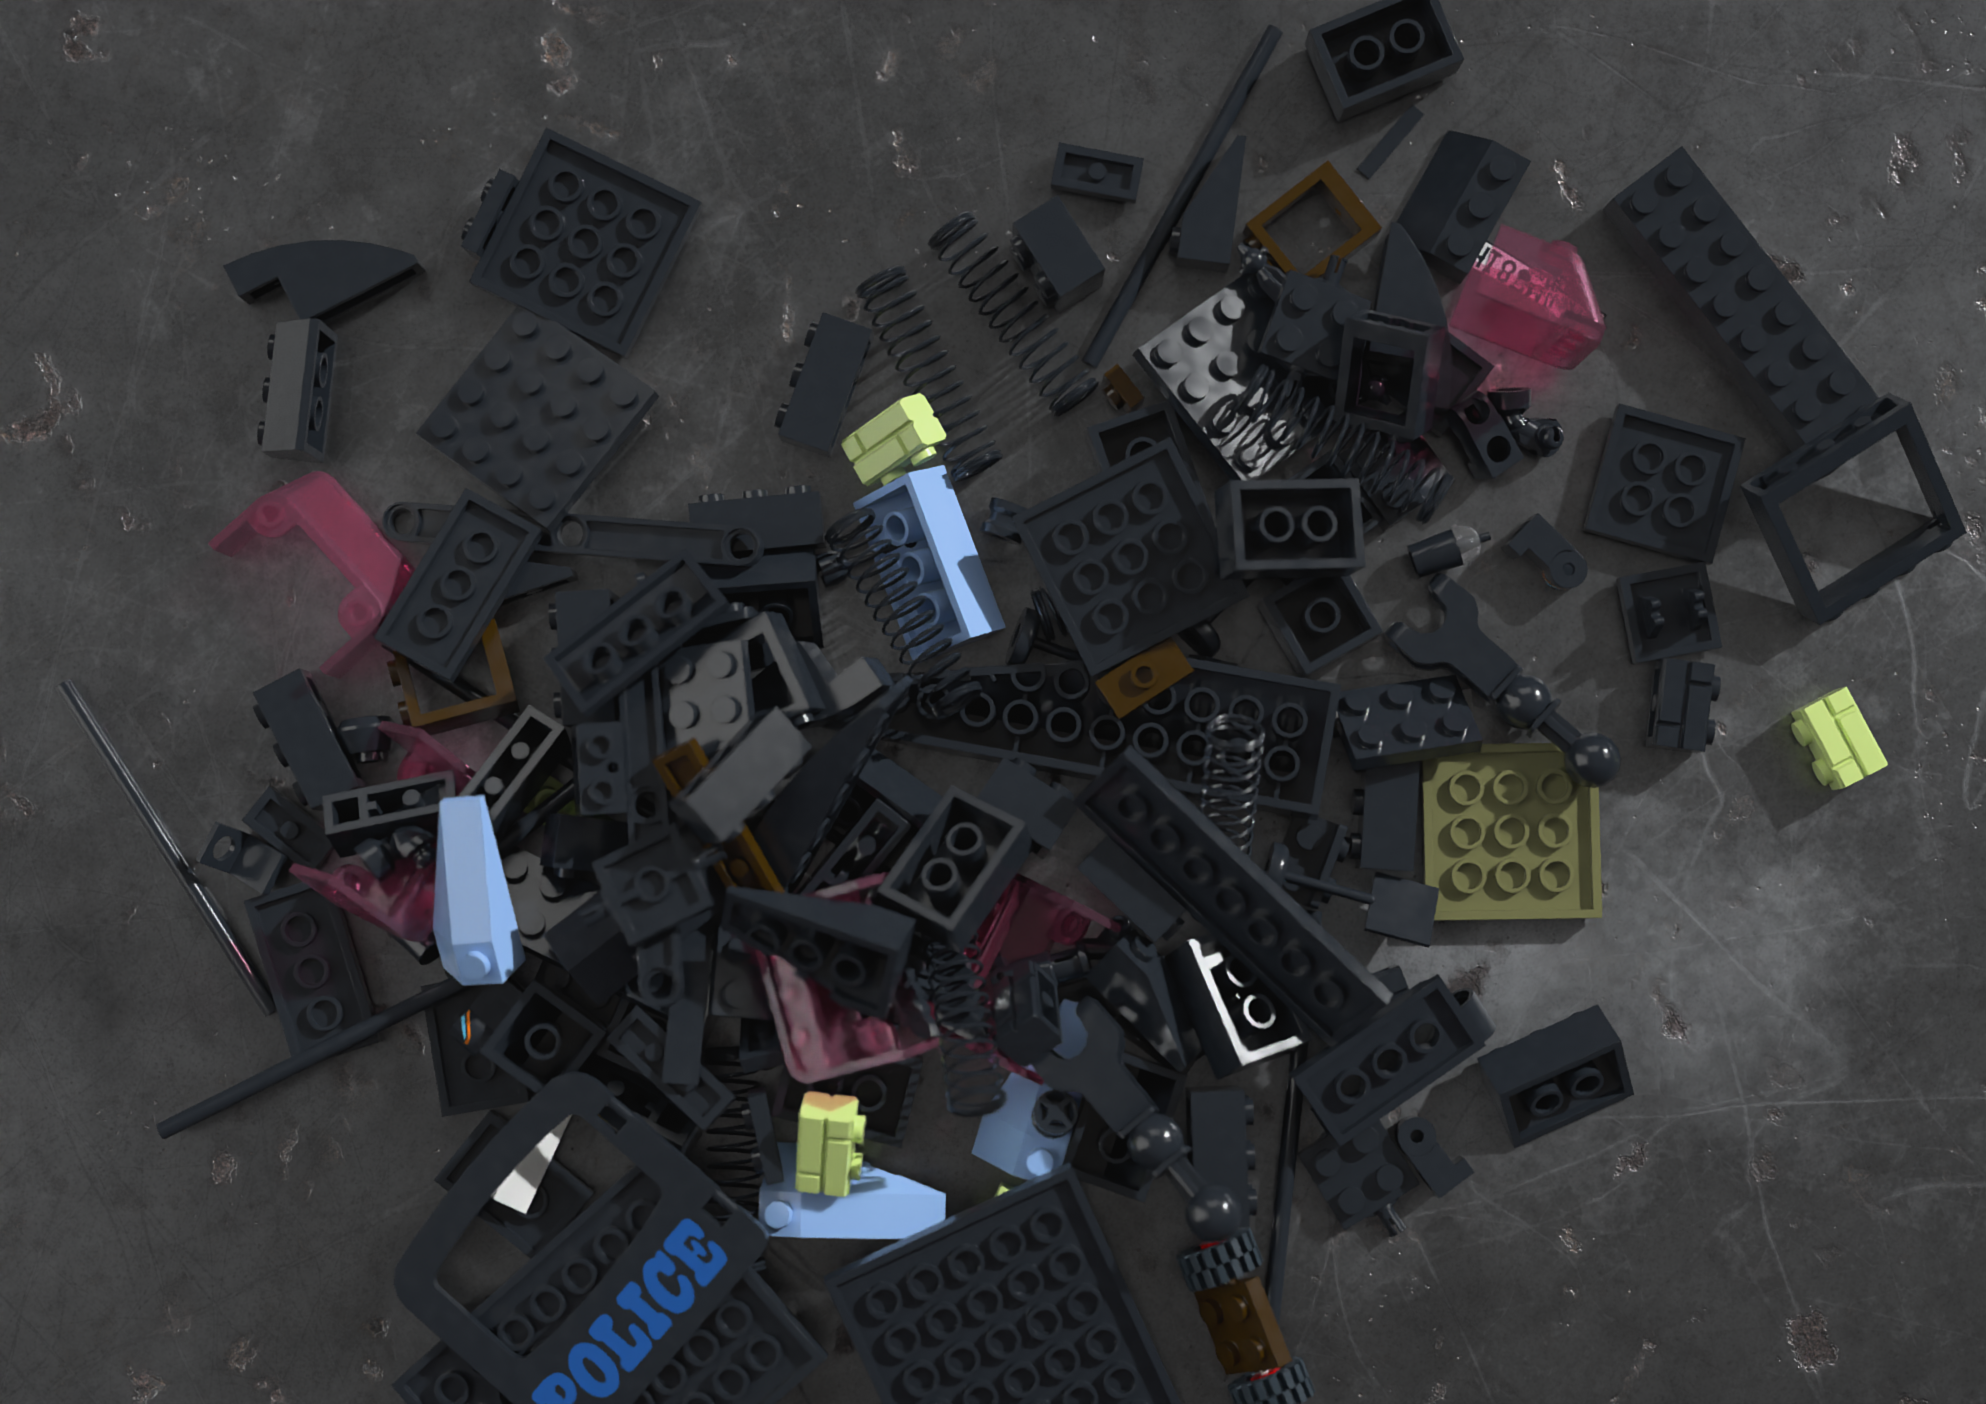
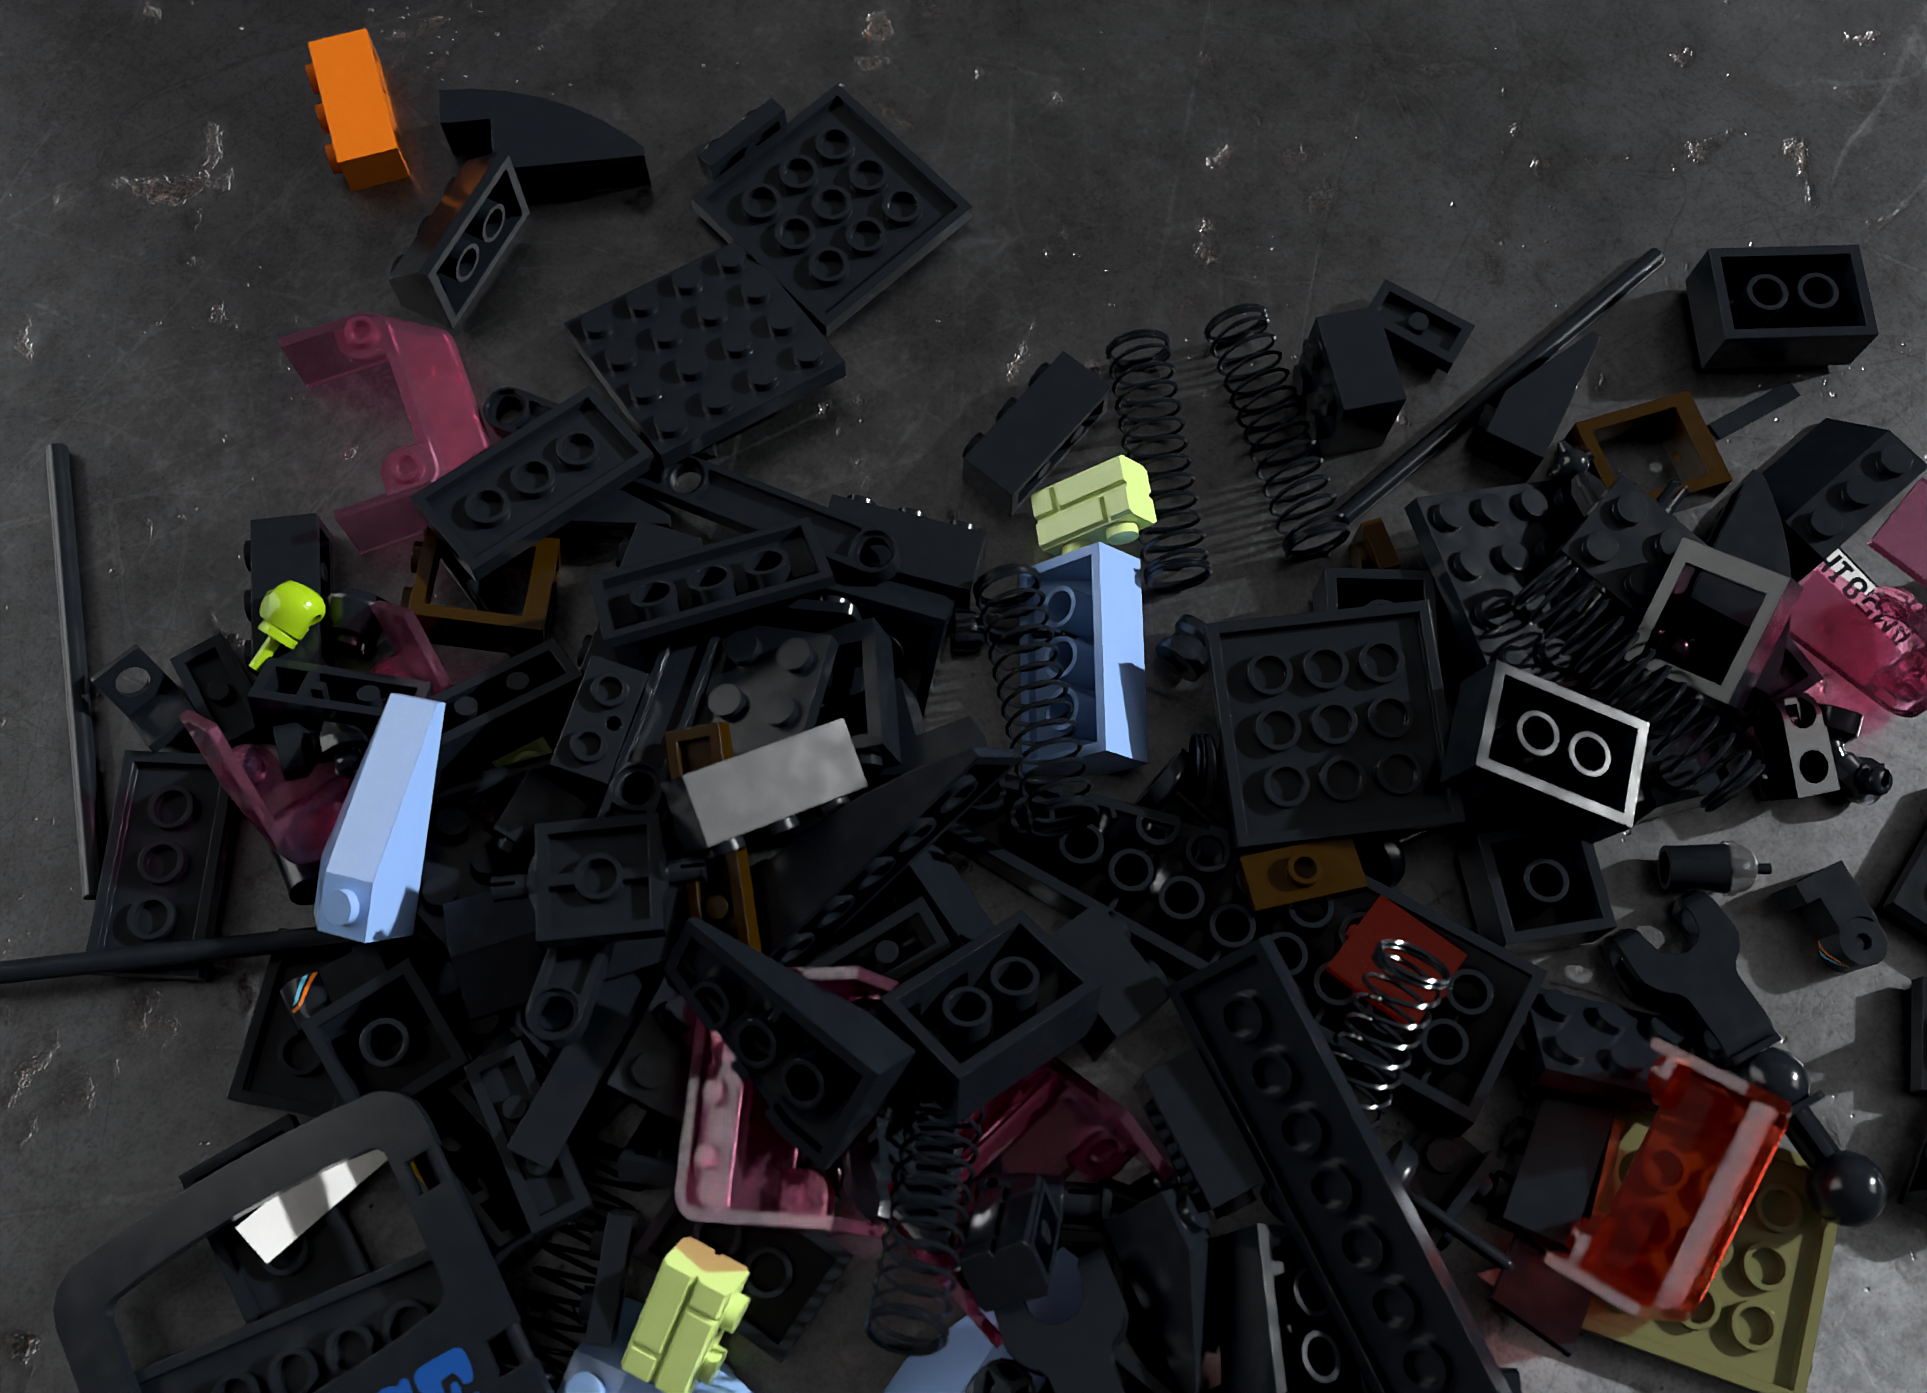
camera: 15 degrees right, 15 degrees down
(157, 302) = (356, 110): none -> orange brick
(321, 759) = (287, 618): none -> lime piece
(1225, 697) = (1384, 922): none -> clear red piece
(1475, 812) = (1681, 1191): none -> clear red windscreen

